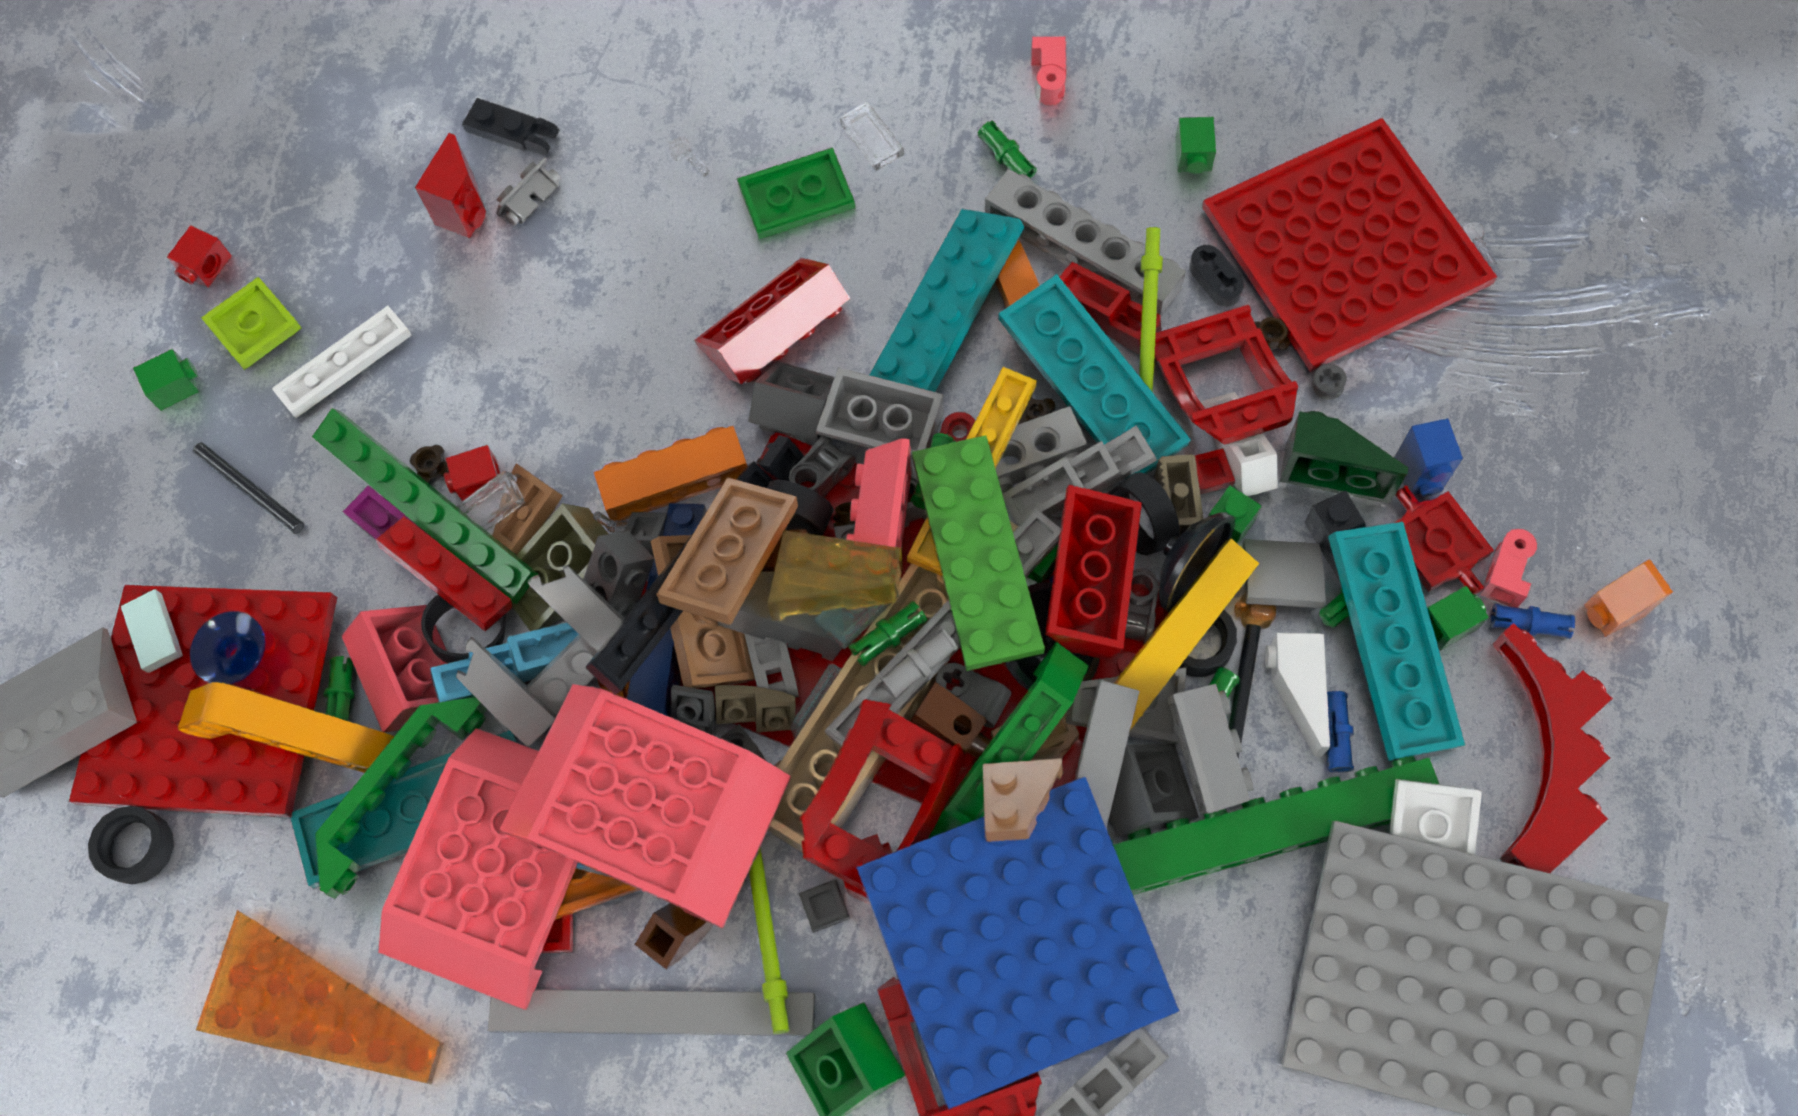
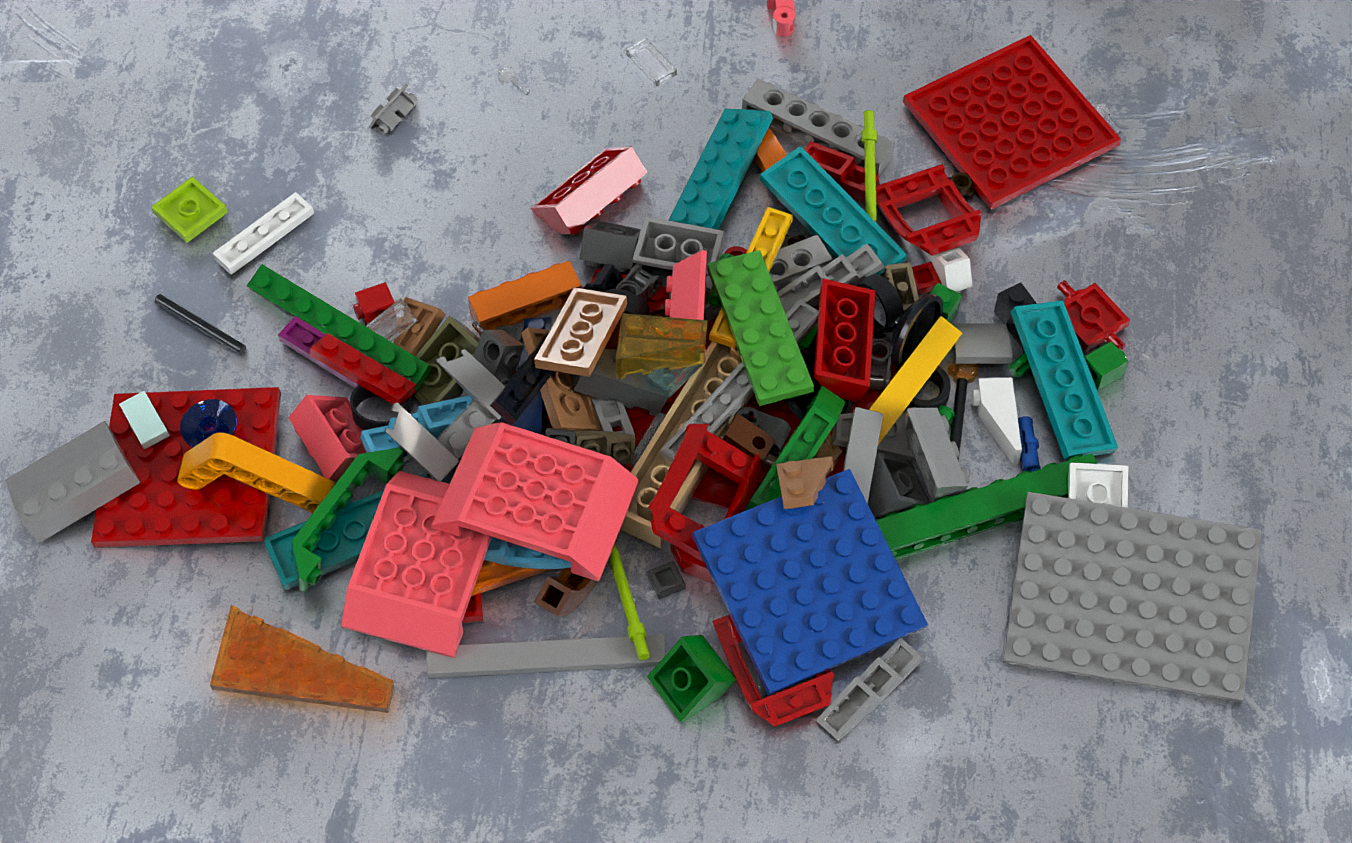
camera: 10 degrees left, 10 degrees down
(109, 827) = (137, 549): black tyre -> none
(167, 379) = (130, 250): green brick -> none
(198, 257) = (143, 164): red brick -> none
(339, 688) = (288, 447): green axle -> none
(426, 455) = (339, 294): dark brown plate -> none
(451, 190) = (338, 109): red slope -> none
(509, 126) = (373, 65): black hinge -> none
(796, 193) = (597, 103): green tile -> none
(888, 633) = (700, 384): green pin -> none
(918, 663) = (725, 400): light grey pin -> none
(1005, 150) = (753, 67): green pin -> none
(1195, 144) = (894, 58): green brick -> none
(1220, 273) = (919, 145): black beam -> none
(1334, 373) = (1001, 221): dark grey bush -> none
(1336, 458) = (1009, 259): dark green slope -> none
(1430, 455) = (1078, 258): blue brick -> none
(1506, 569) = (1144, 324): coral leg -> none
(1533, 620) = (1161, 366): blue pin -> none
(1561, 705) = (1193, 451): red arch -> none
(1627, 598) = (1225, 345): orange slope -> none

